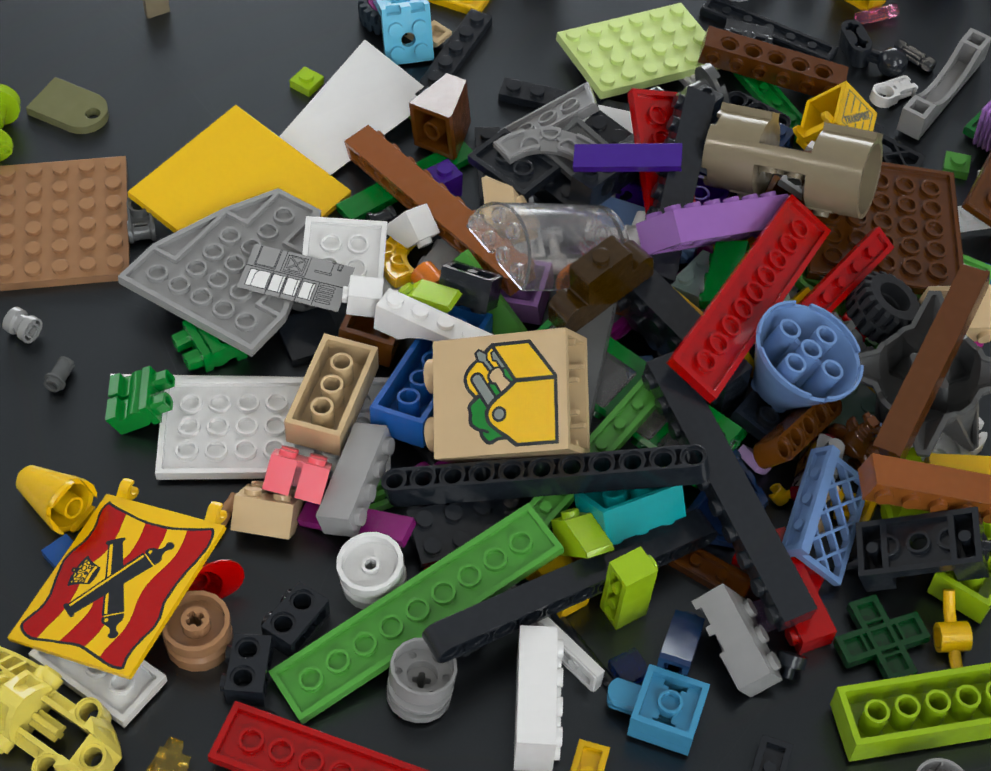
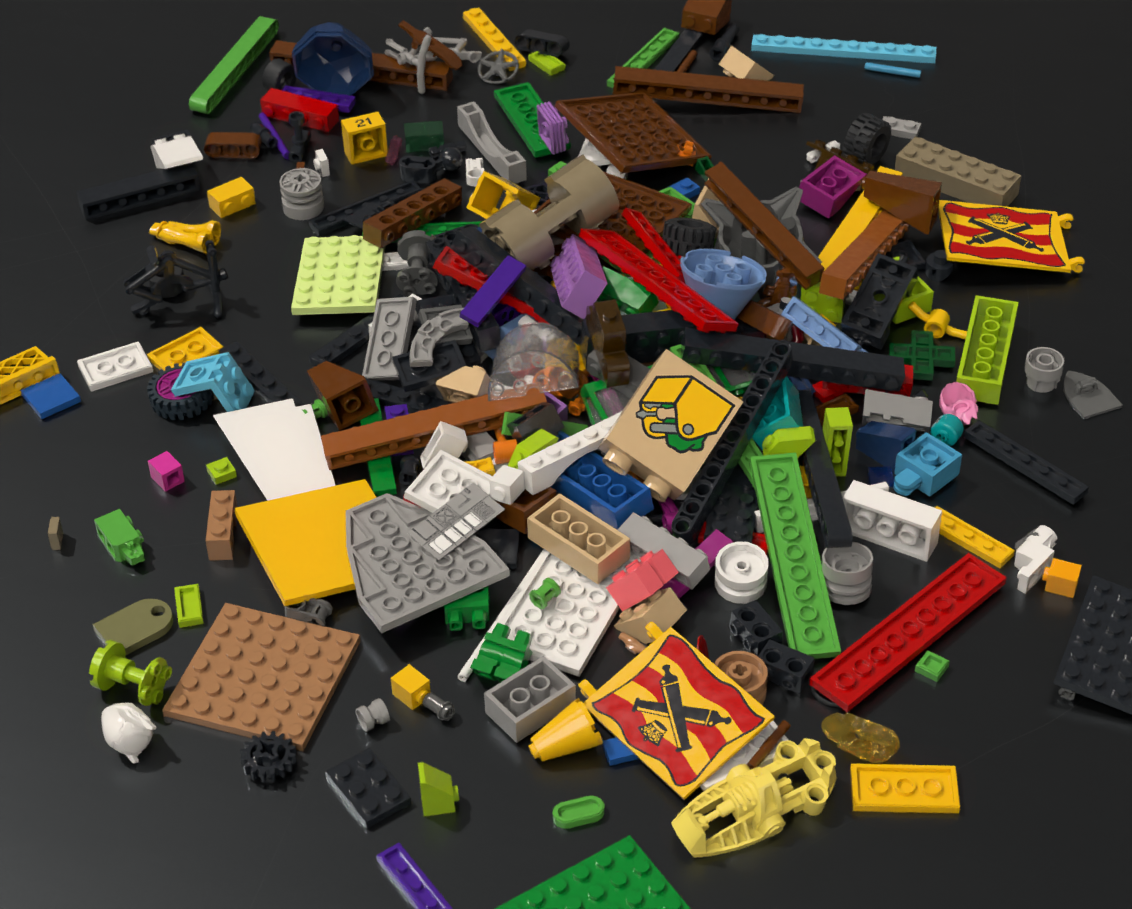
camera: 60 degrees left, 10 degrees down
(72, 339) = (410, 686): none -> yellow brick
(89, 444) = (529, 698): none -> light grey brick
(108, 693) = (769, 745): none -> reddish brown piece
(114, 133) = (188, 605): none -> lime tile
(172, 47) = (120, 537): none -> bright green hinge
(205, 110) = (220, 525): none -> medium nougat arch
(243, 397) = (544, 593): none -> bright green bush
(277, 41) = (166, 471): none -> dark pink brick
(751, 713) = (947, 429): none -> teal head
(803, 708) = (959, 401): none -> bright pink hair
(915, 26) = (423, 135): none -> clear green brick

